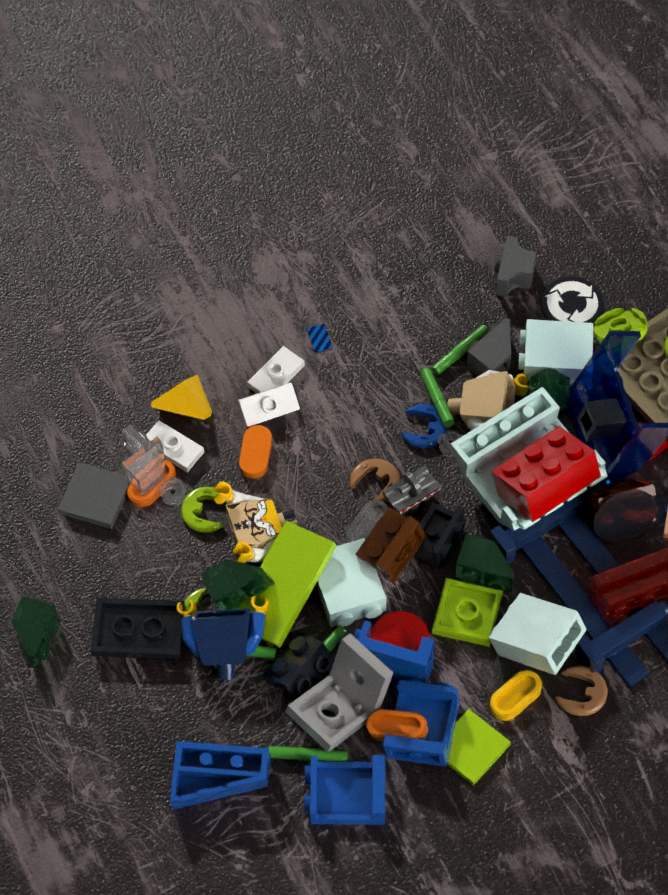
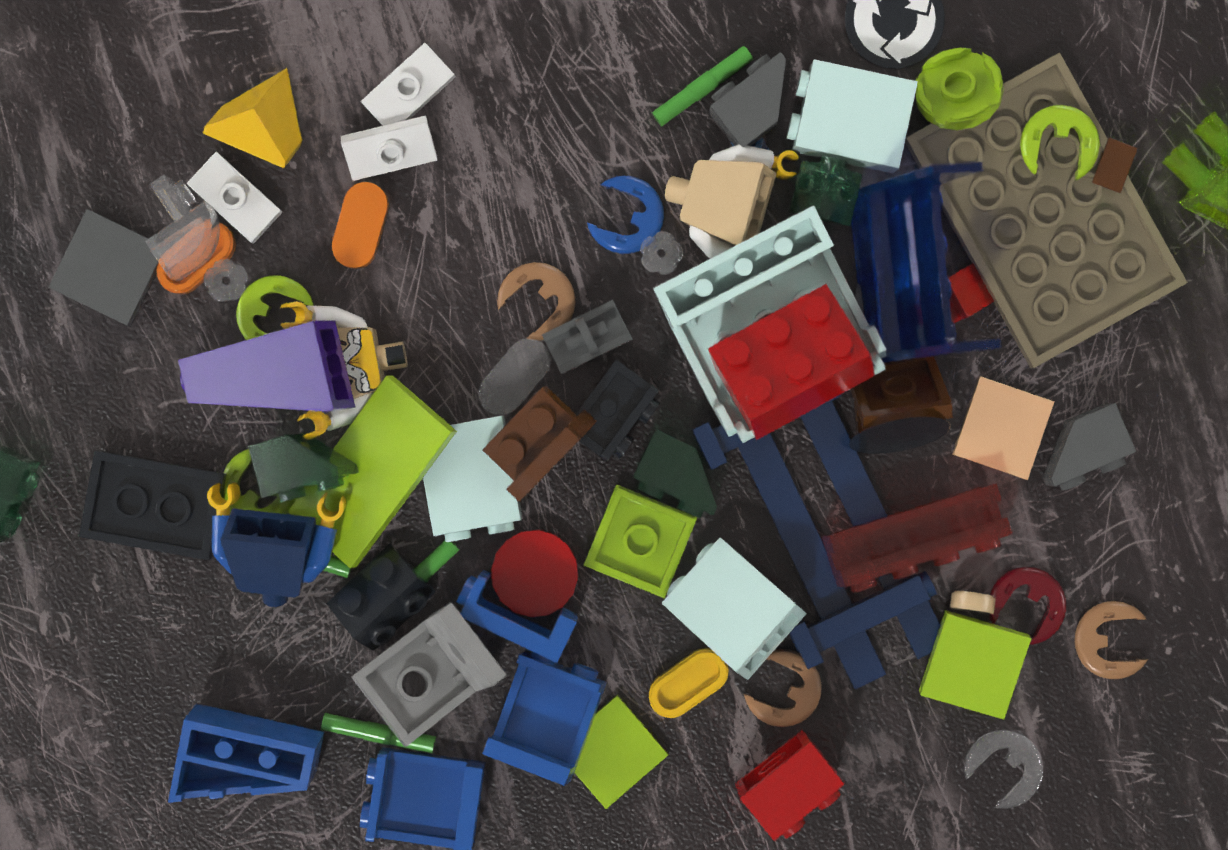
camera: 10 degrees right, 30 degrees up
(209, 528) = (277, 370): none -> slope
(319, 338) = (485, 28): clear blue sticker -> none
(396, 723) = (508, 718): orange tile -> none
(437, 397) = (651, 172): bright green piece -> none
(597, 738) = (789, 786): none -> red brick
(601, 419) = (896, 271): black brick -> none

